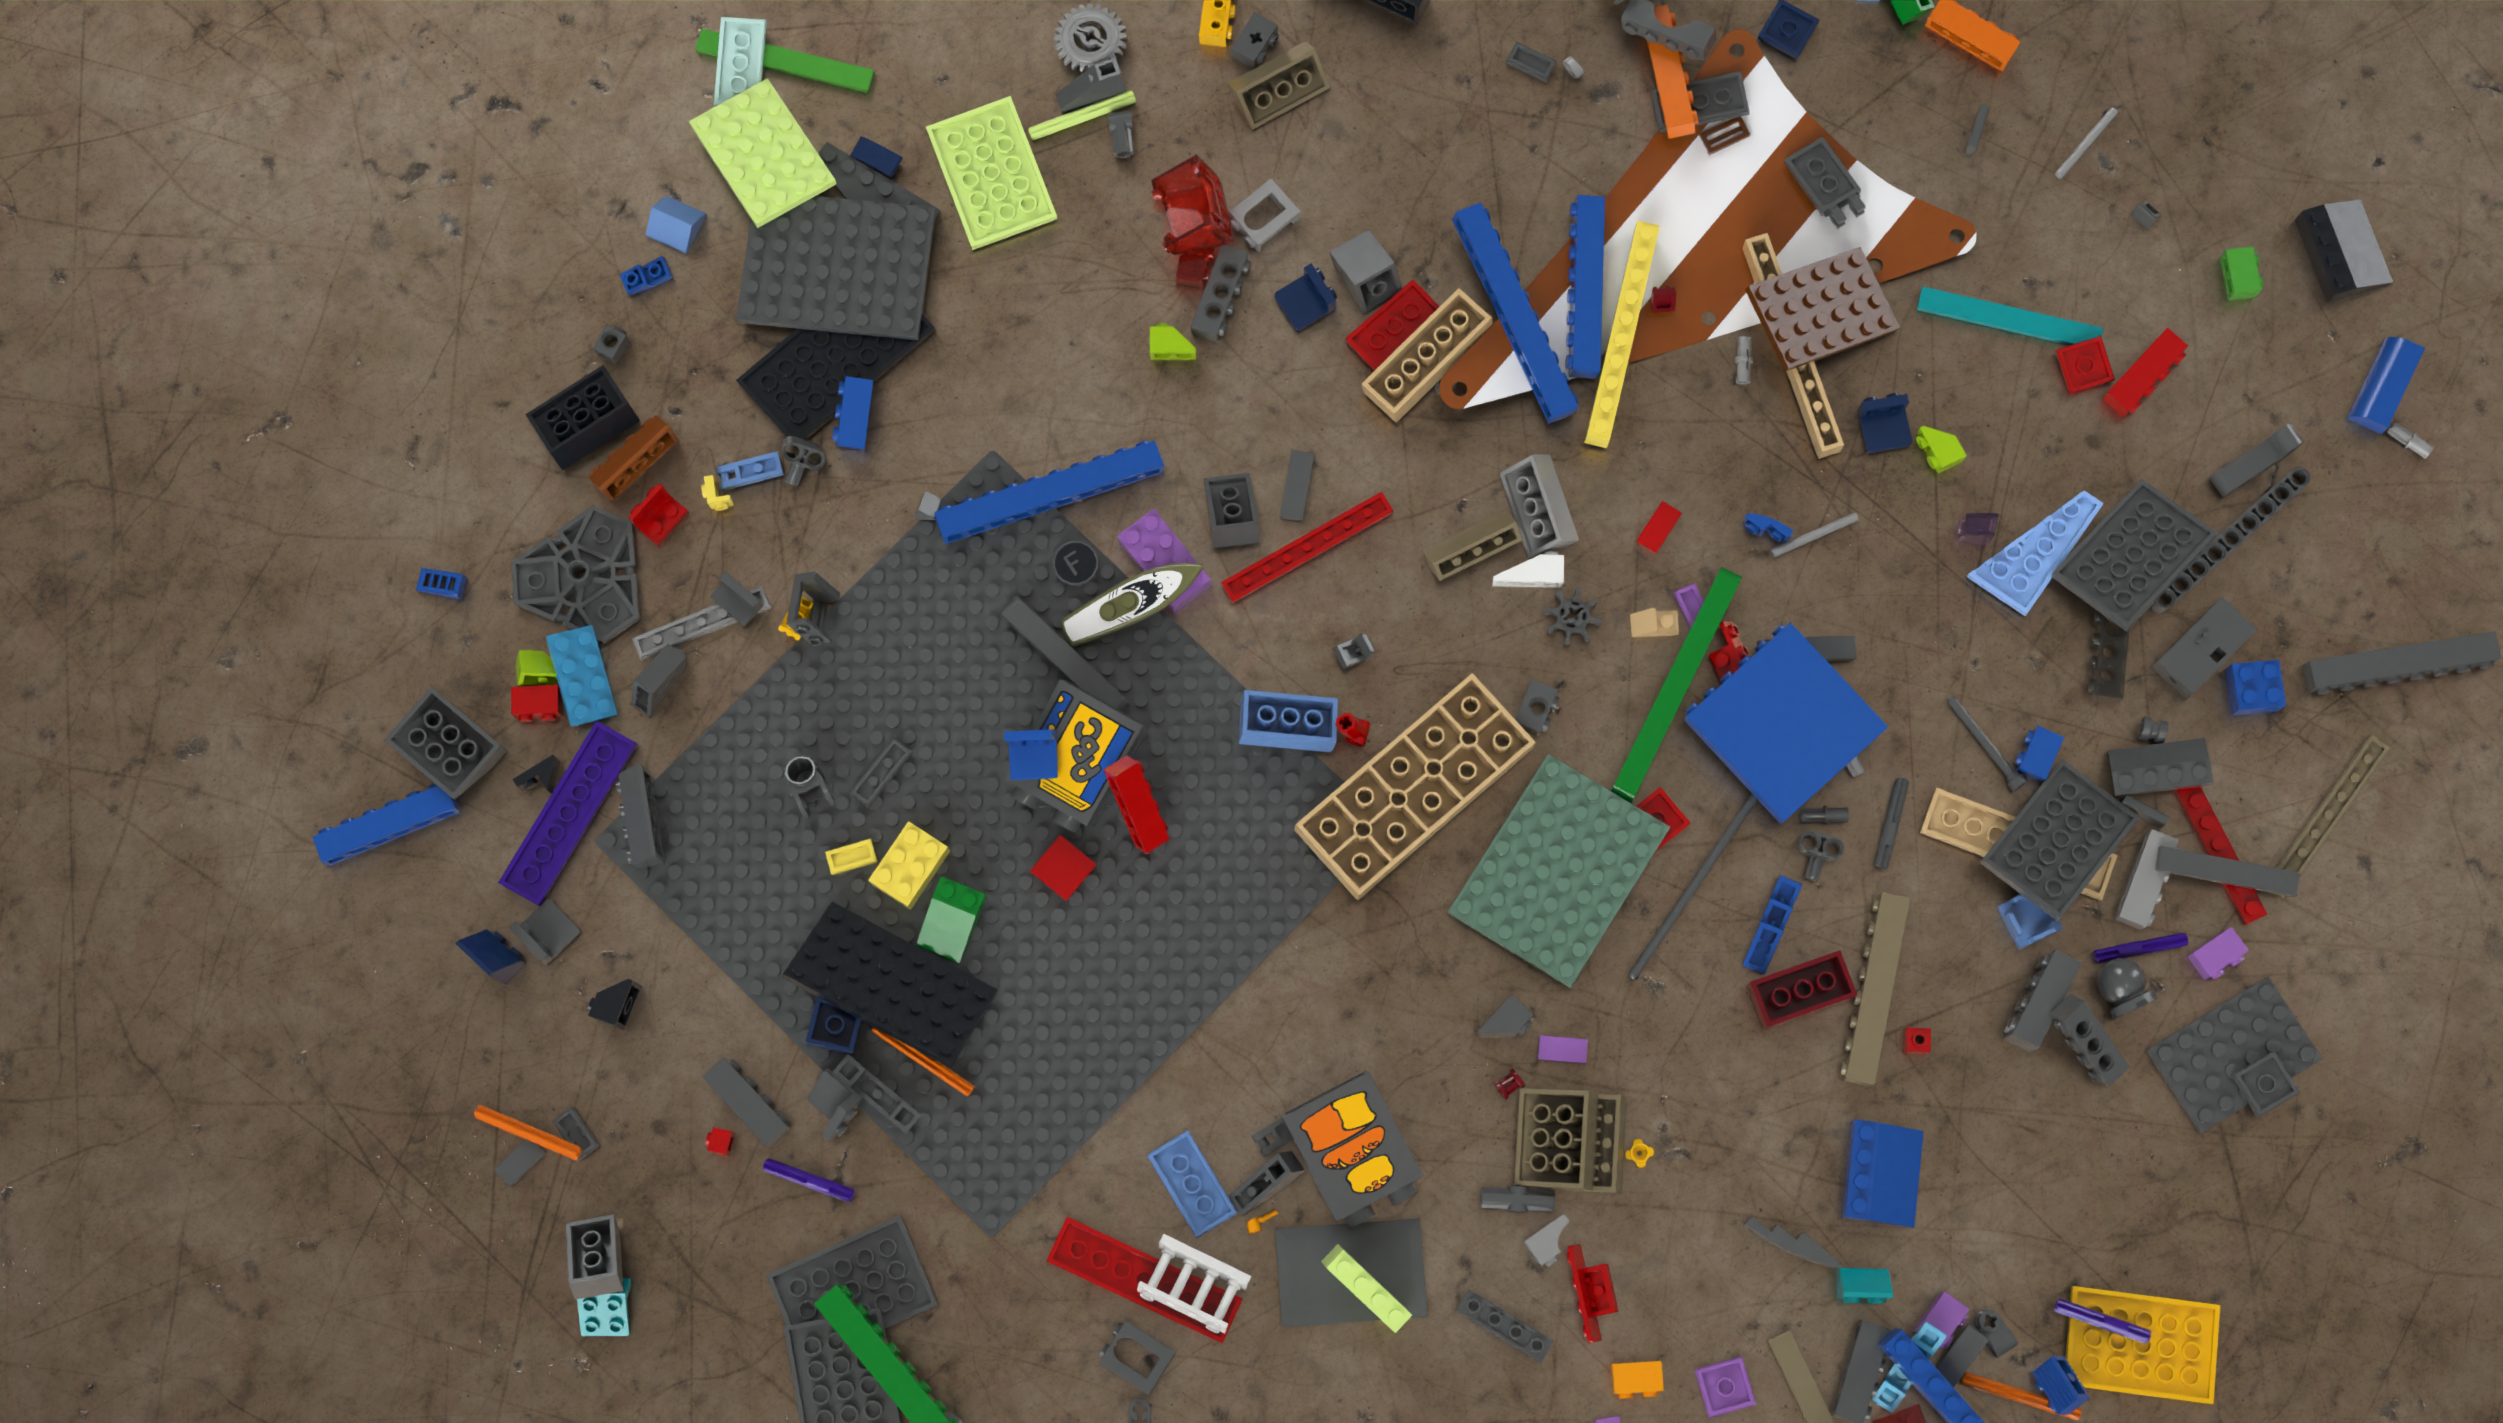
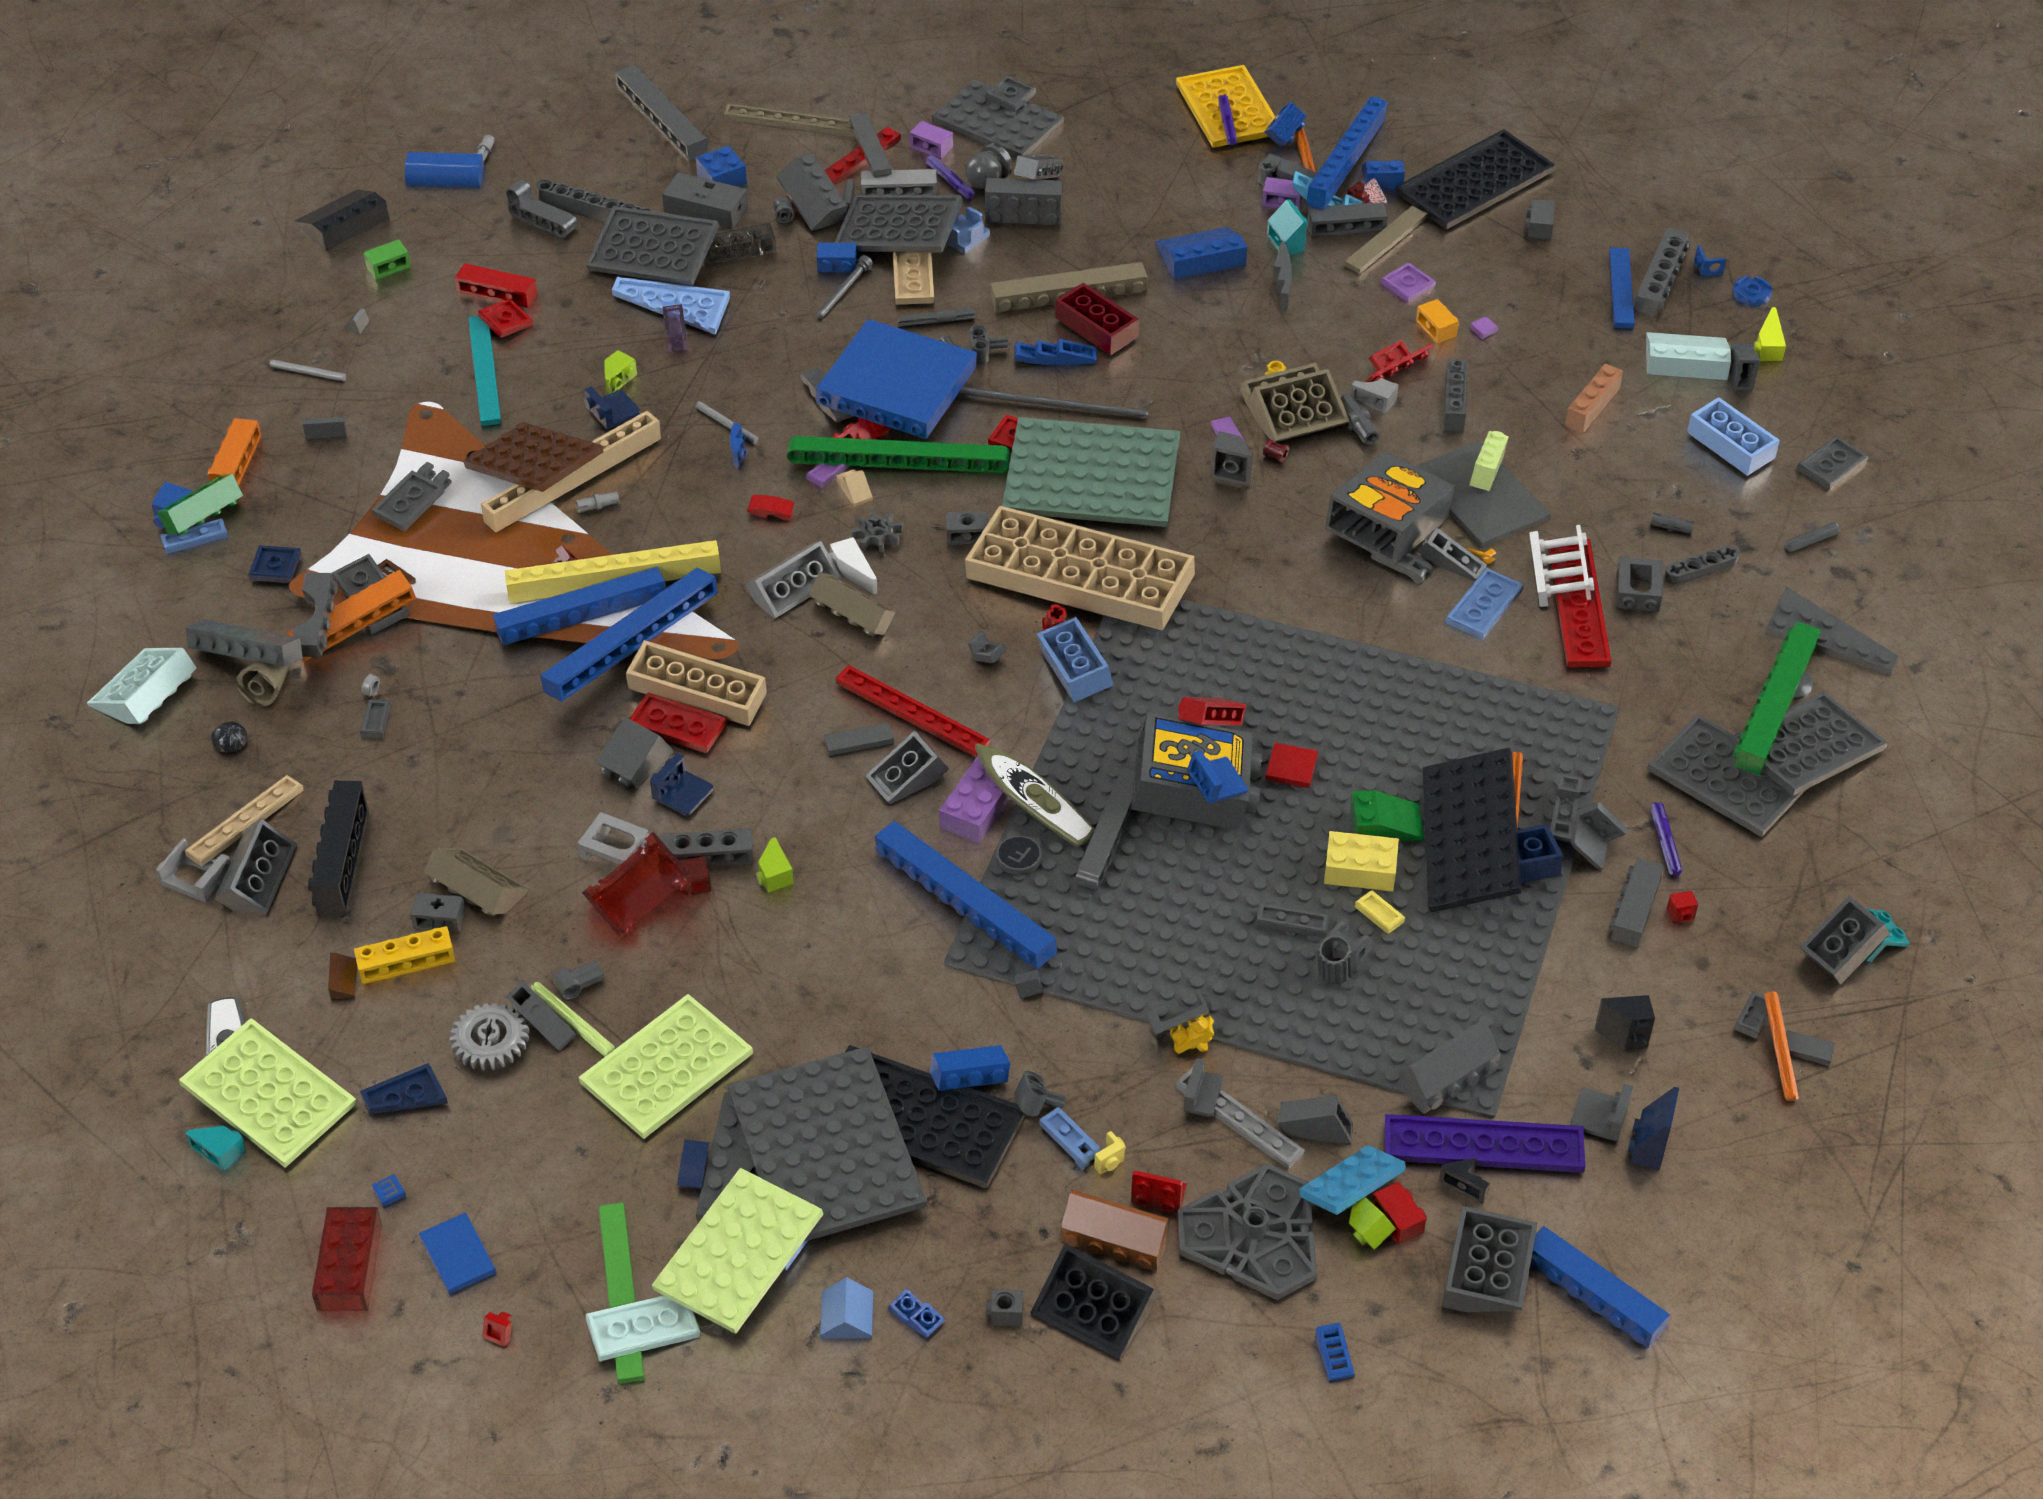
camera: 120 degrees left, 30 degrees down
(1911, 1046) = (1092, 257): red plate -> none

